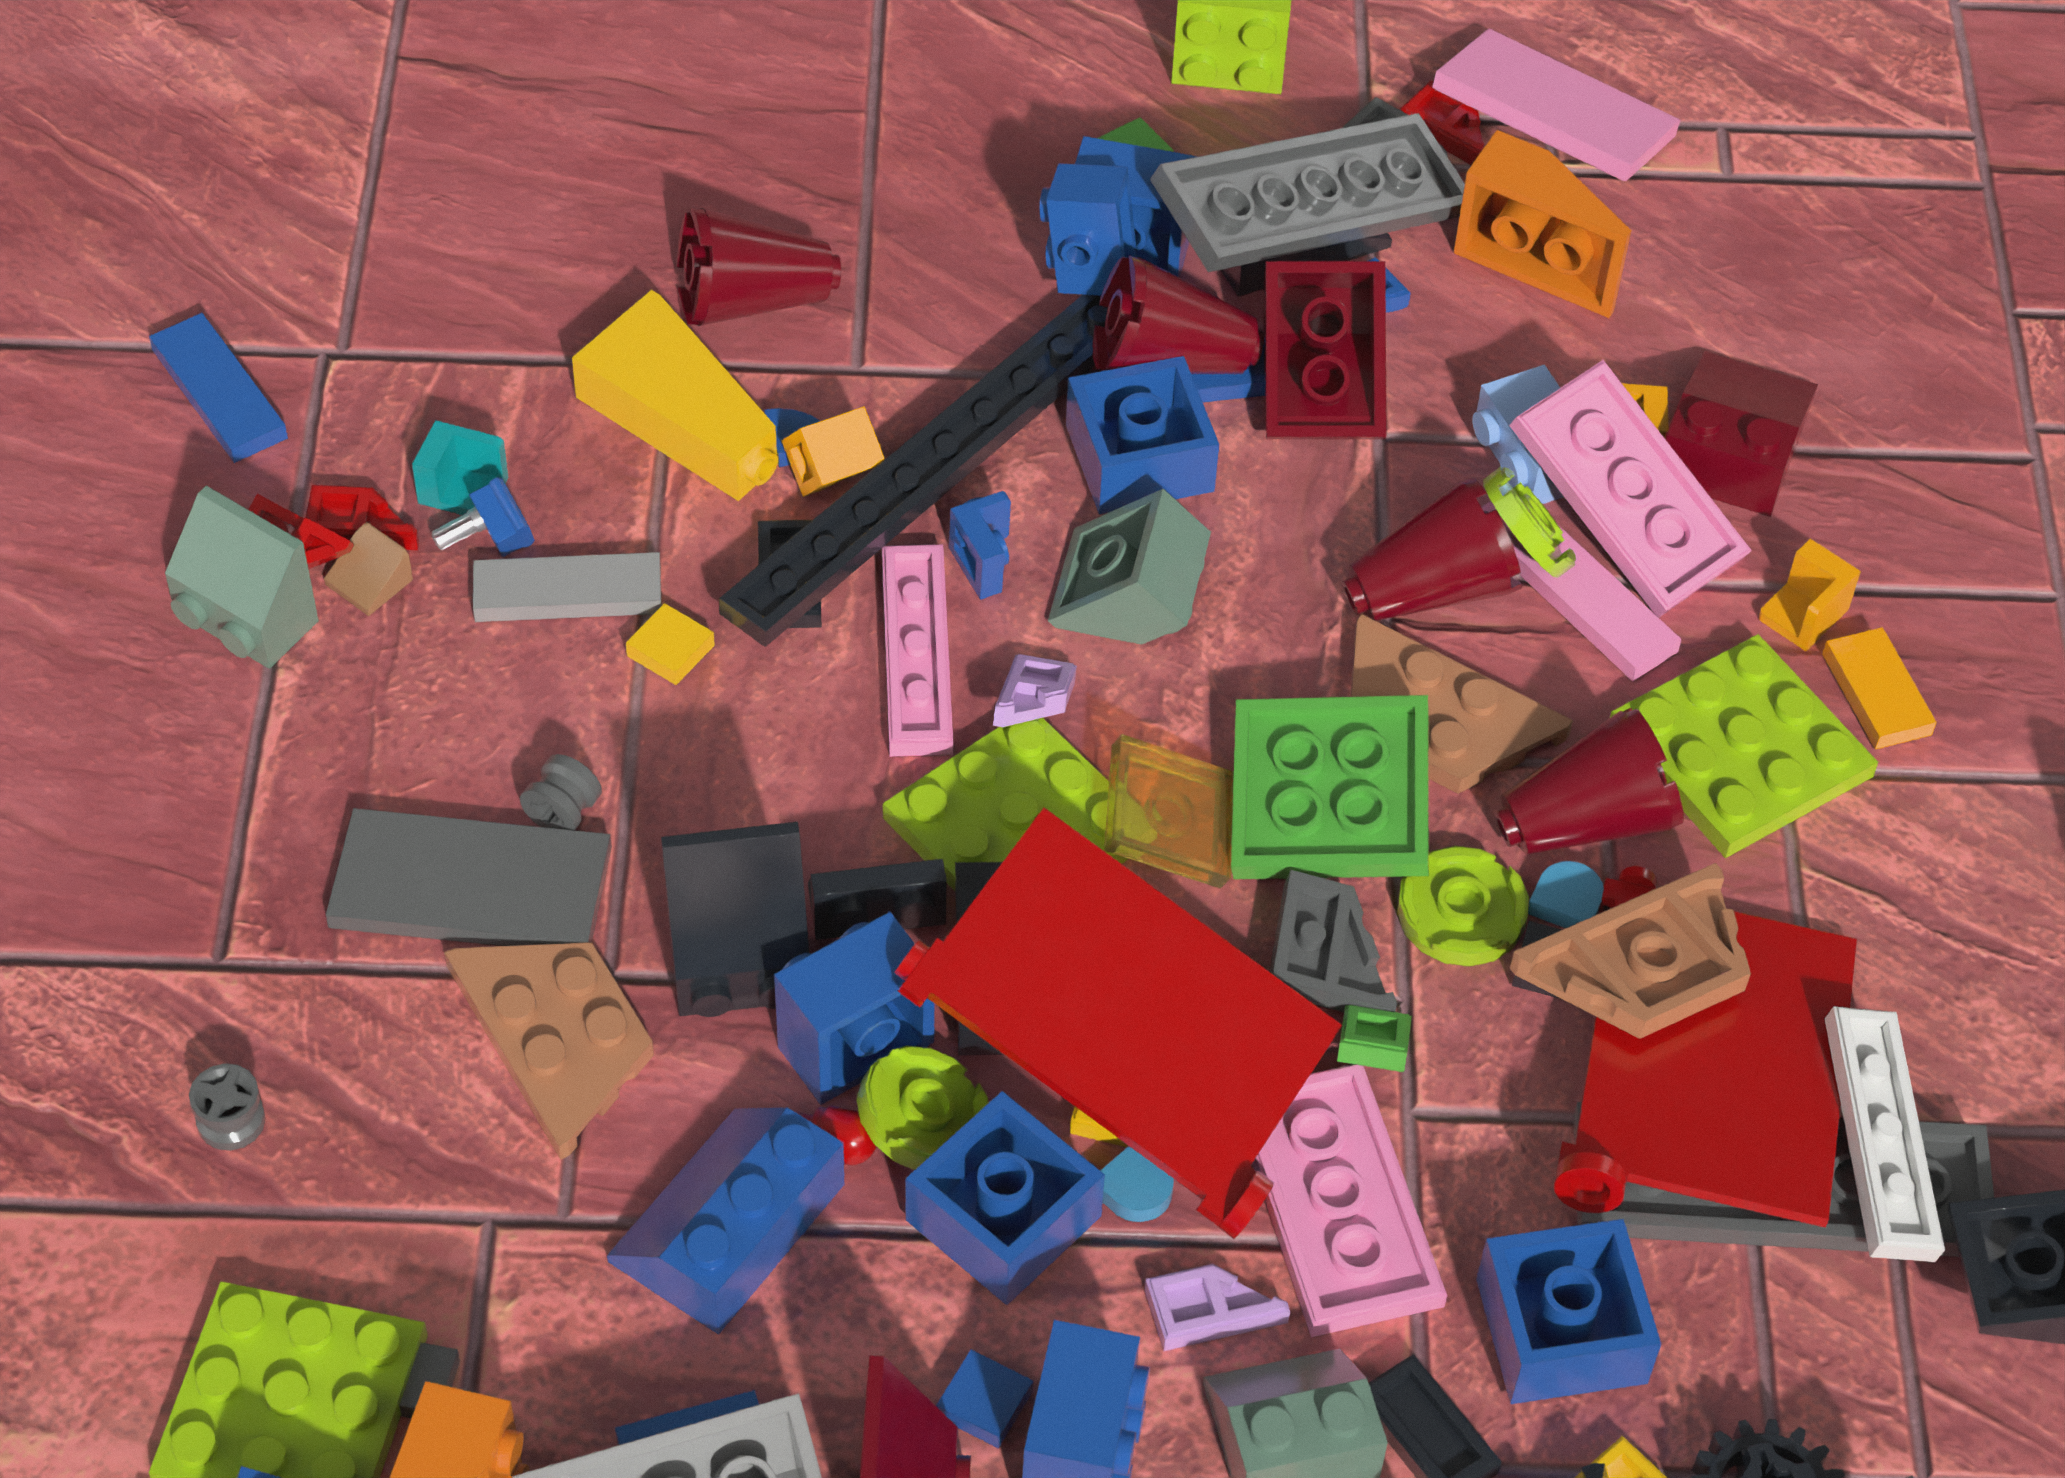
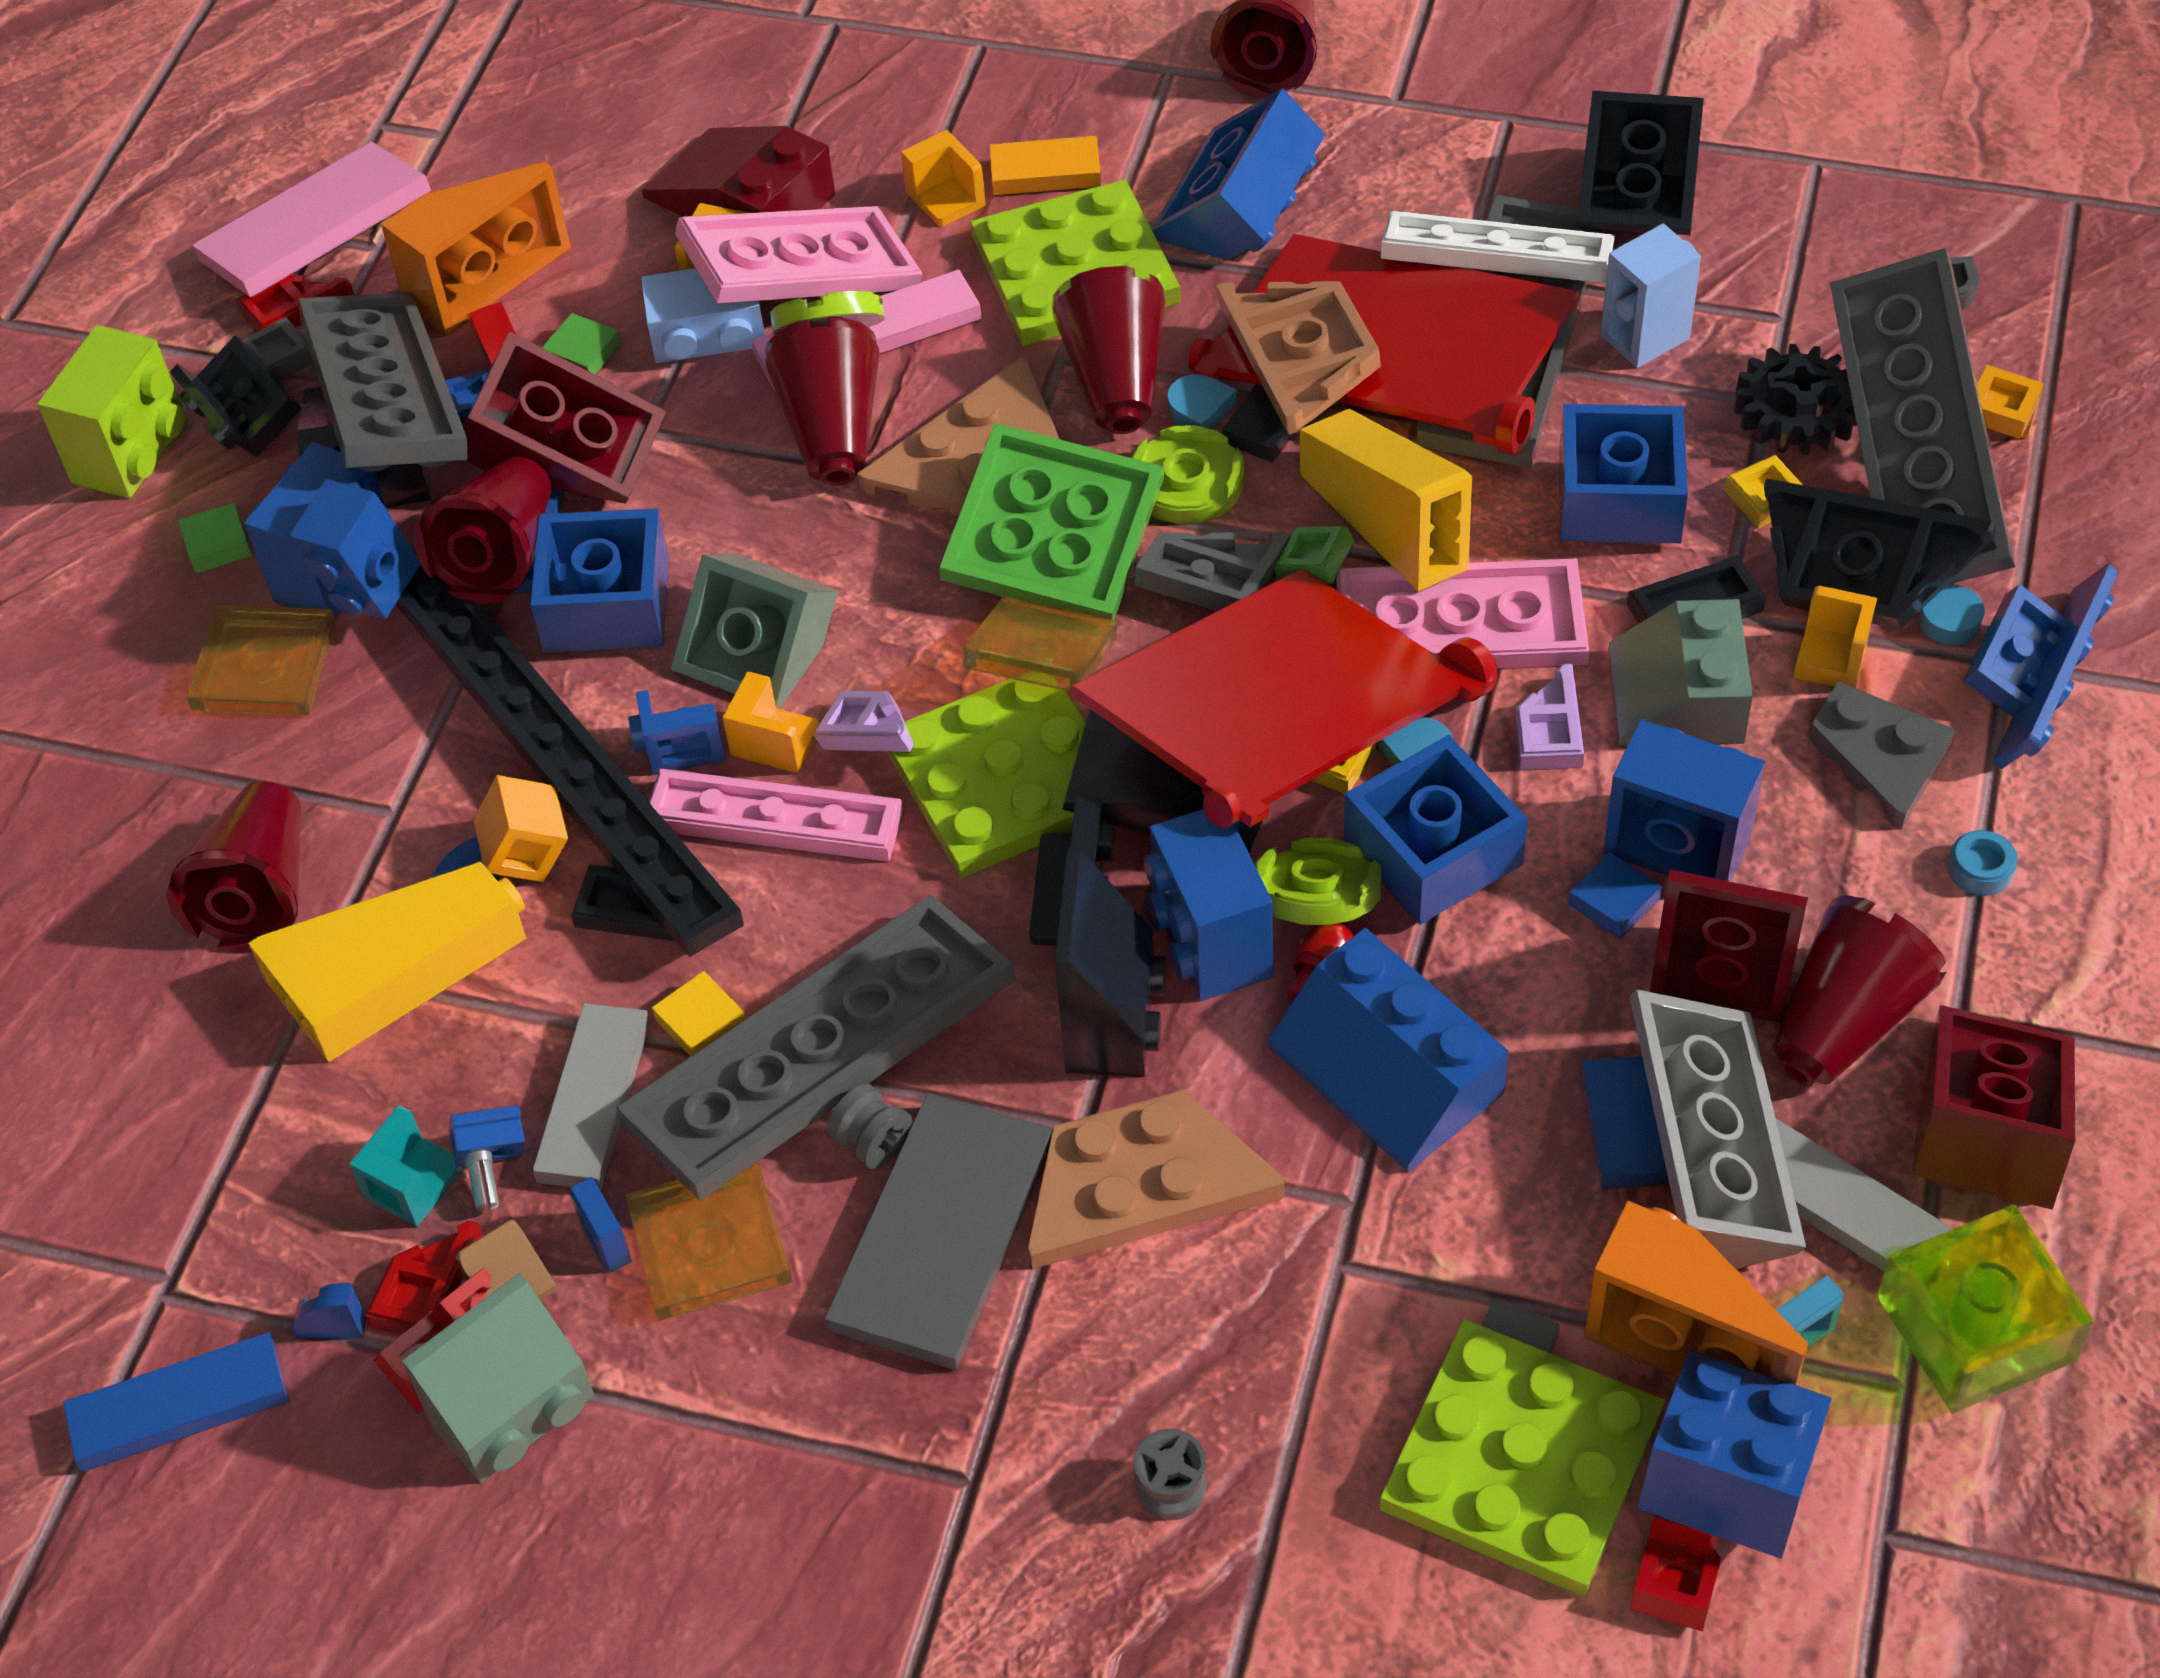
camera: 70 degrees left, 0 degrees up
(309, 462) = (331, 1314): none -> blue tile
(421, 620) = (600, 1225): none -> blue tile
(431, 707) = (708, 1247): none -> clear yellow tile
(634, 726) = (814, 1046): none -> dark grey plate
(993, 224) = (261, 660): none -> clear yellow tile
(1014, 613) = (762, 731): none -> light orange panel
(1297, 104) = (238, 398): none -> black bracket
(1445, 276) = (490, 328): none -> red slope
(1451, 1078) = (1392, 494): none -> yellow slope
(1466, 355) = (584, 342): none -> bright green tile
(1855, 1300) = (1650, 295): none -> light blue brick
(1915, 872) = (1241, 179): none -> blue slope

